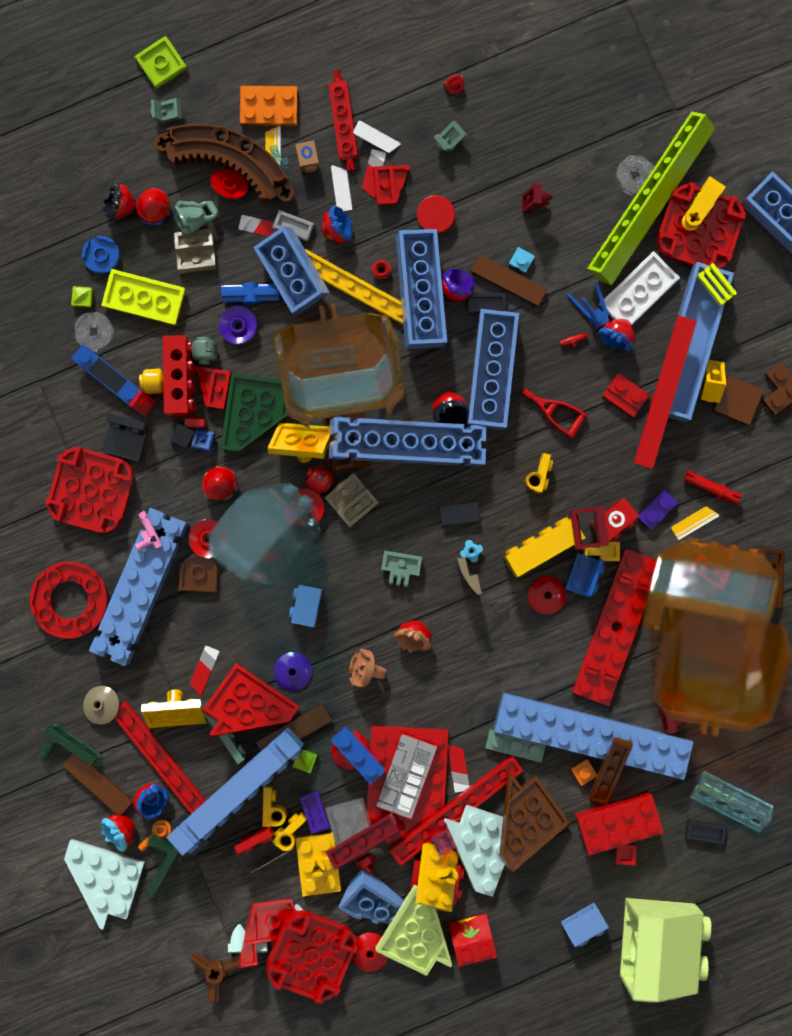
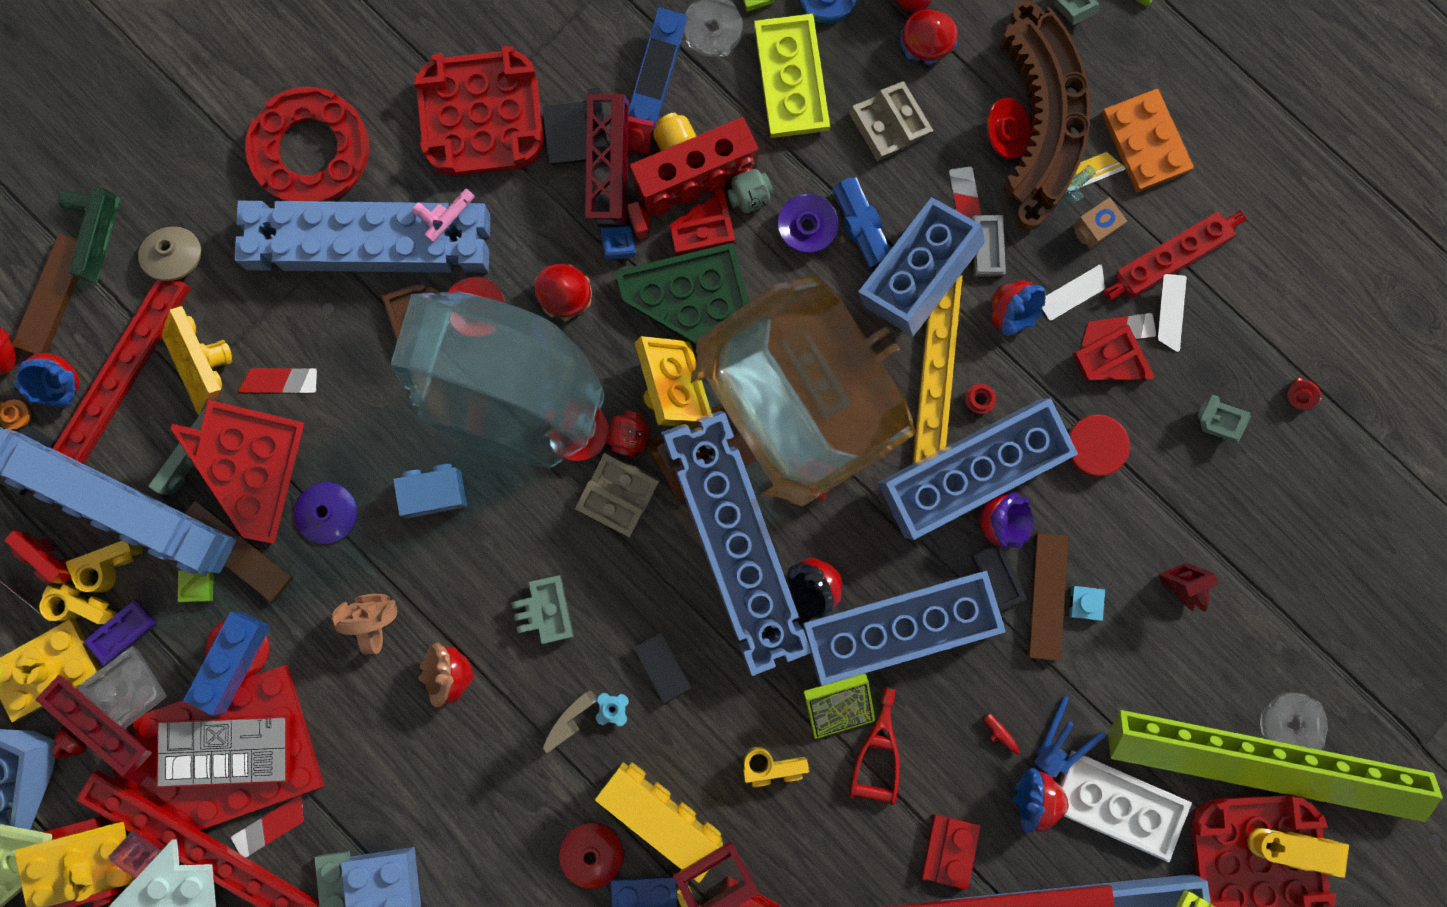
camera: 60 degrees right, 5 degrees down
(154, 418) = (618, 157): none -> dark red fence
(191, 215) = (939, 95): sand green piece -> none
(521, 422) = (839, 705): none -> tile

